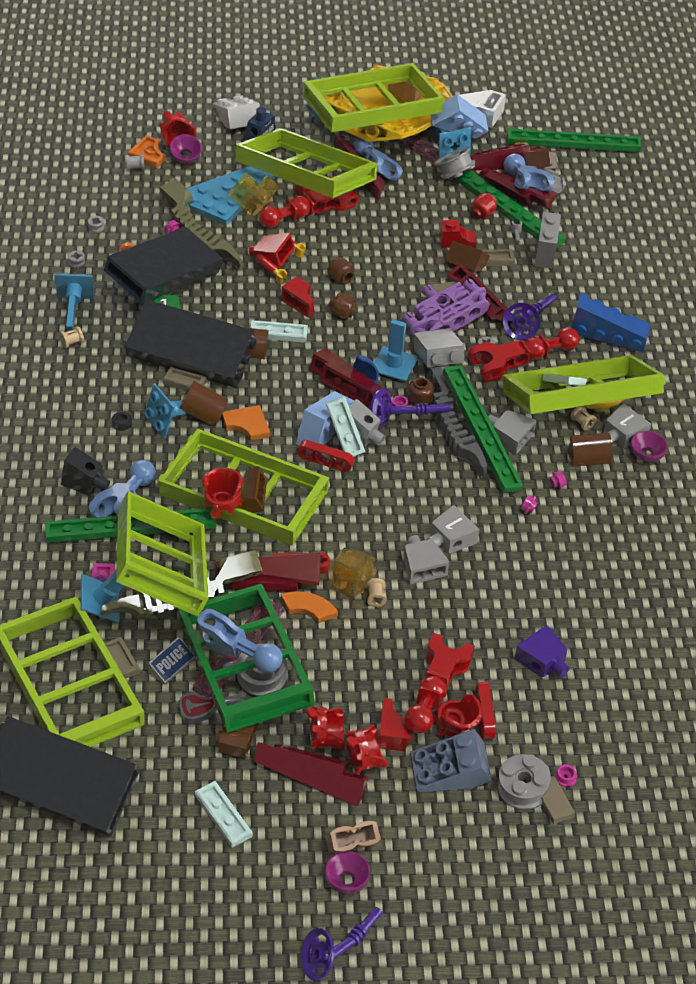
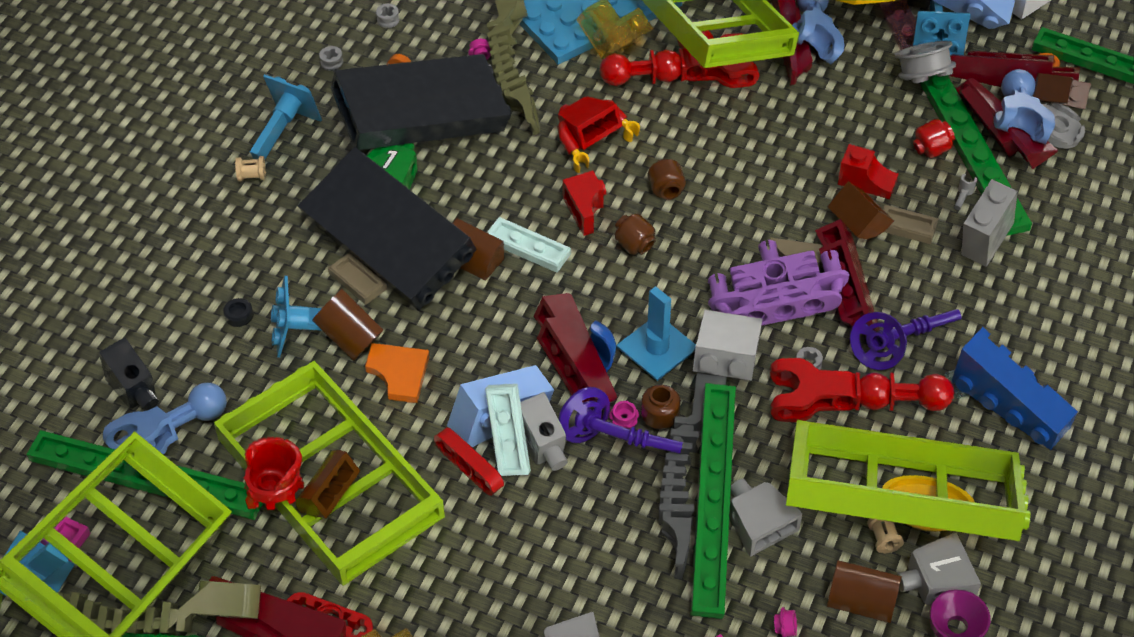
camera: 30 degrees right, 5 degrees up
(564, 379) = (877, 463): light aqua tile -> none

